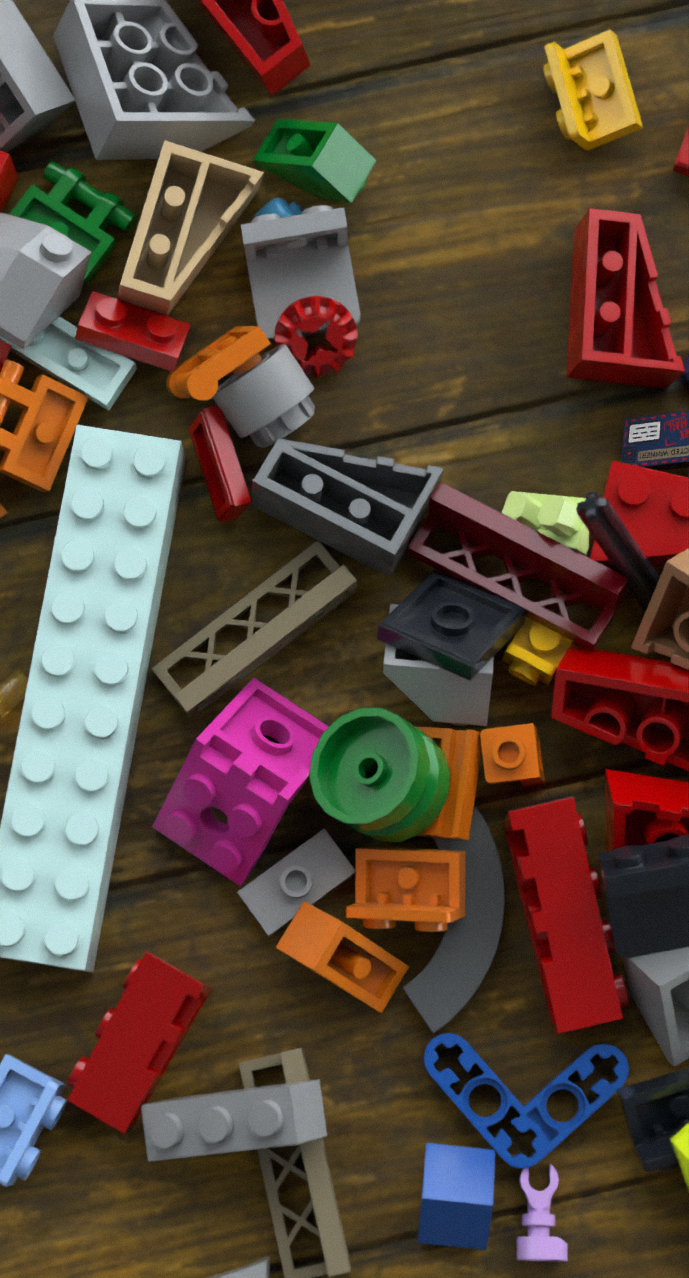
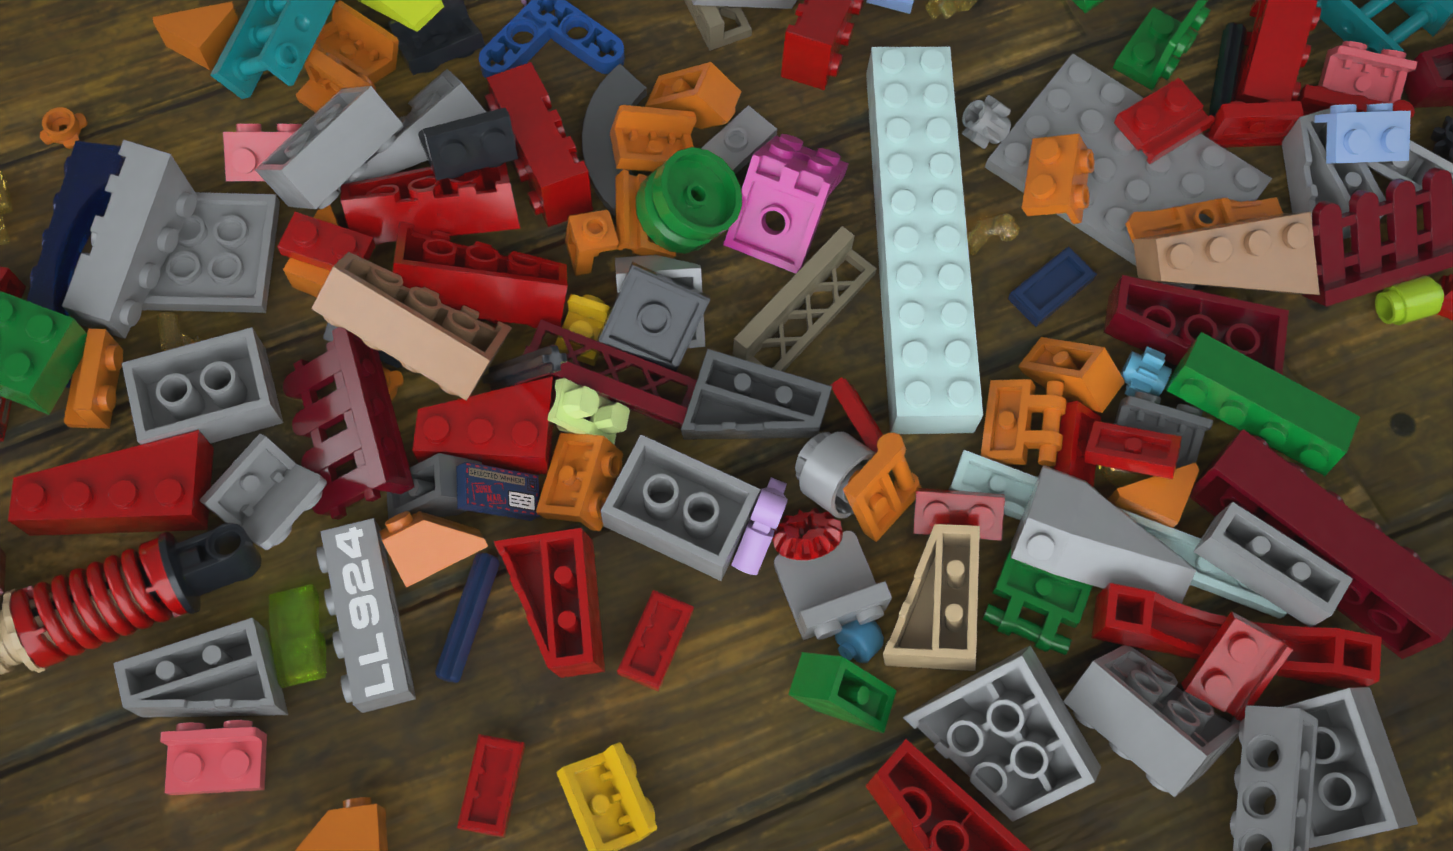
camera: 160 degrees right, 10 degrees down
(361, 353) = (760, 530): none -> lavender bar
(458, 384) = (680, 507): none -> light grey brick
(511, 252) = (655, 640): none -> red plate
(571, 446) = (580, 479): none -> orange bracket

